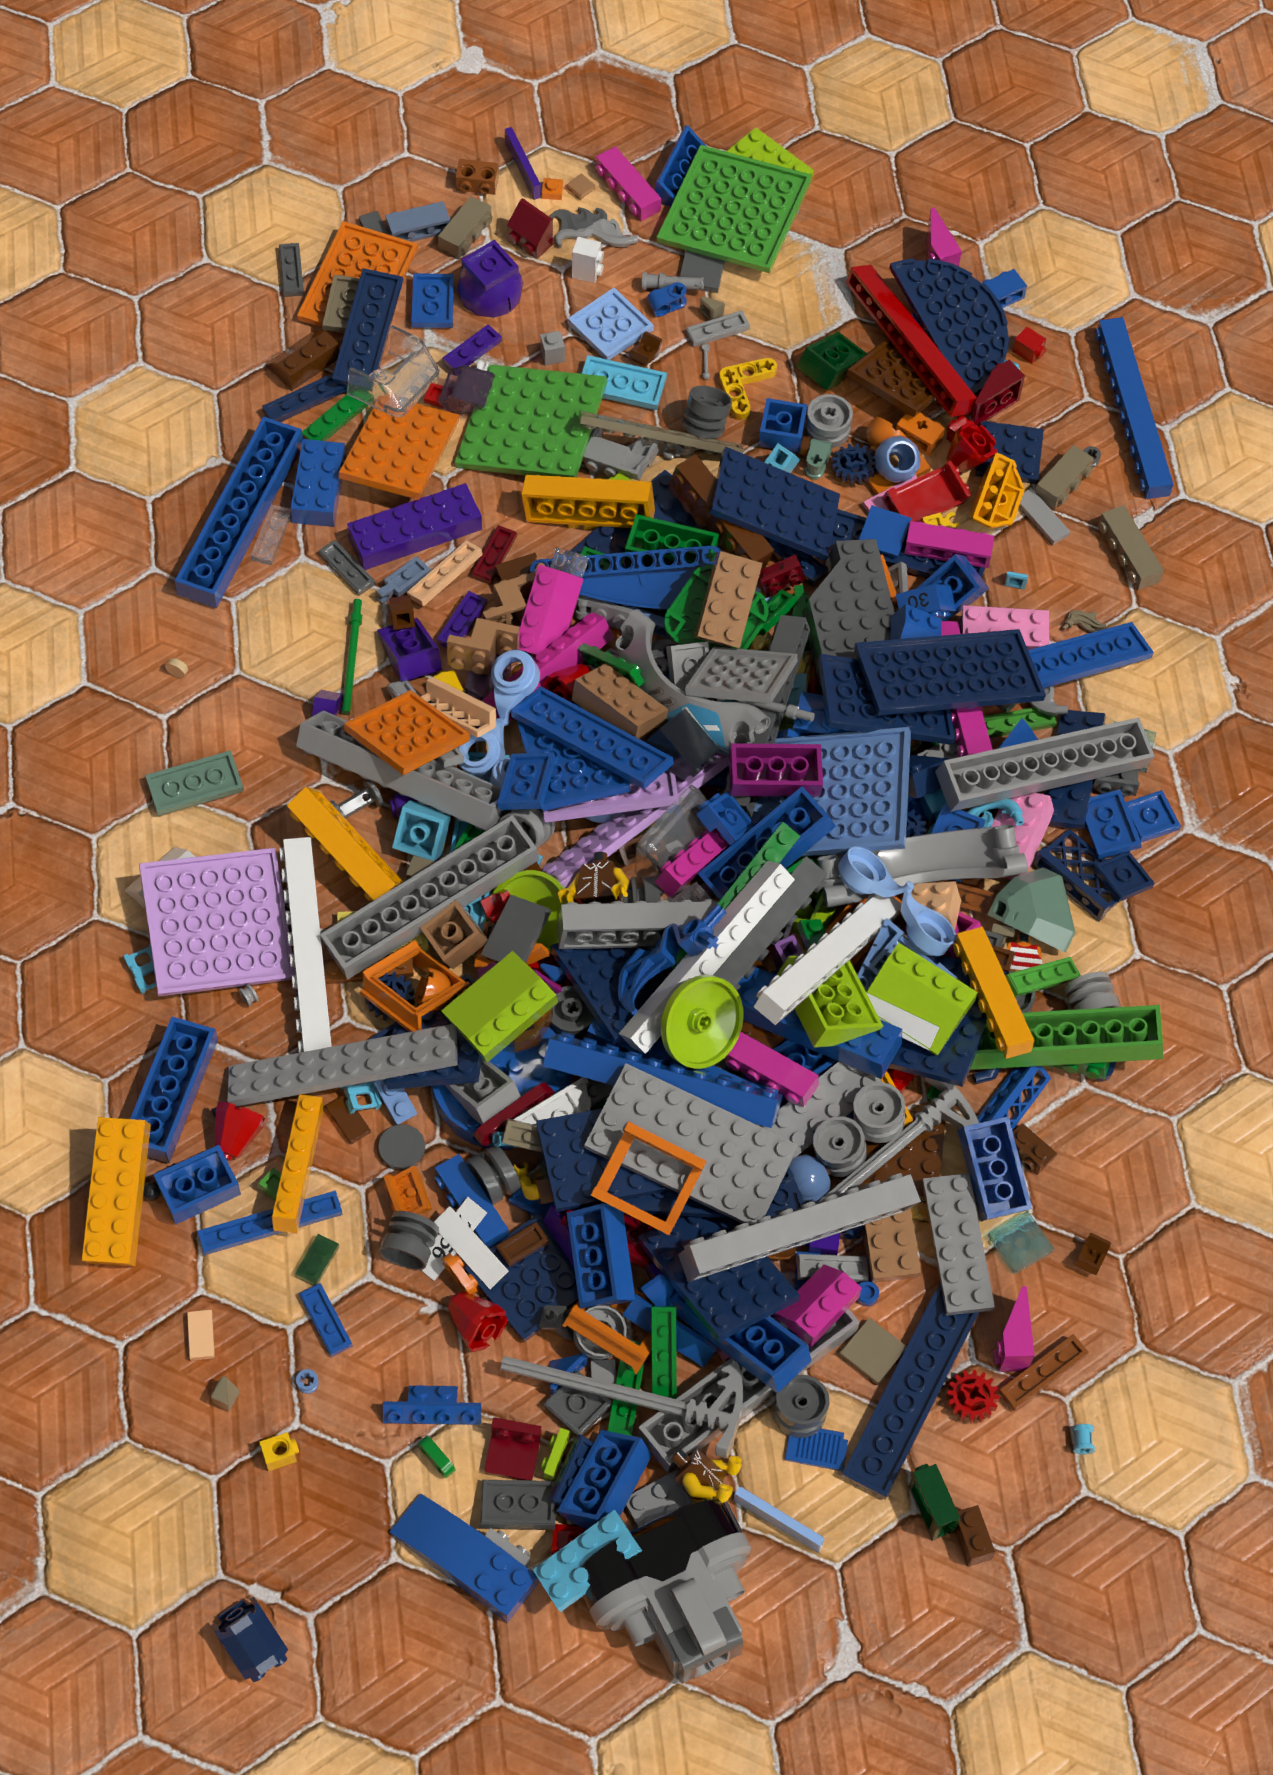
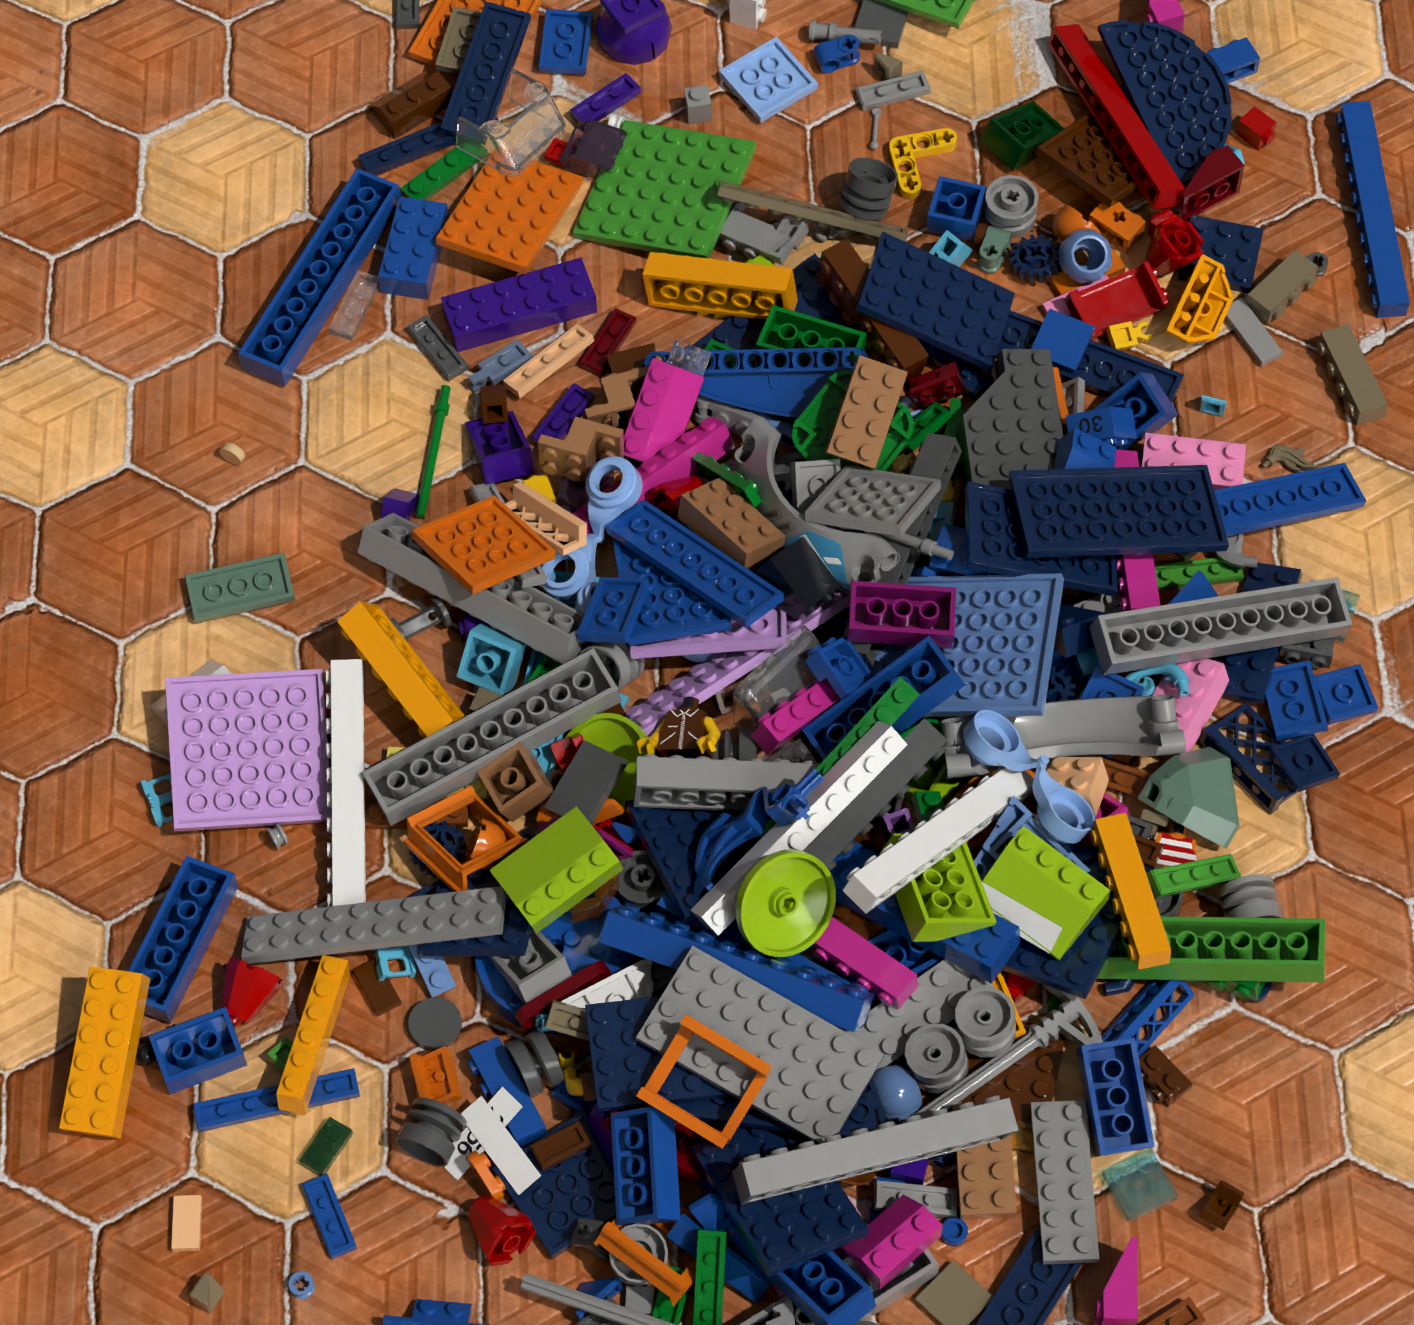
camera: 10 degrees right, 0 degrees up
(628, 382) = (781, 148): medium azure plate -> none
(647, 349) = (808, 111): reddish brown bracket -> none
(944, 542) = (1129, 356): dark pink brick -> none

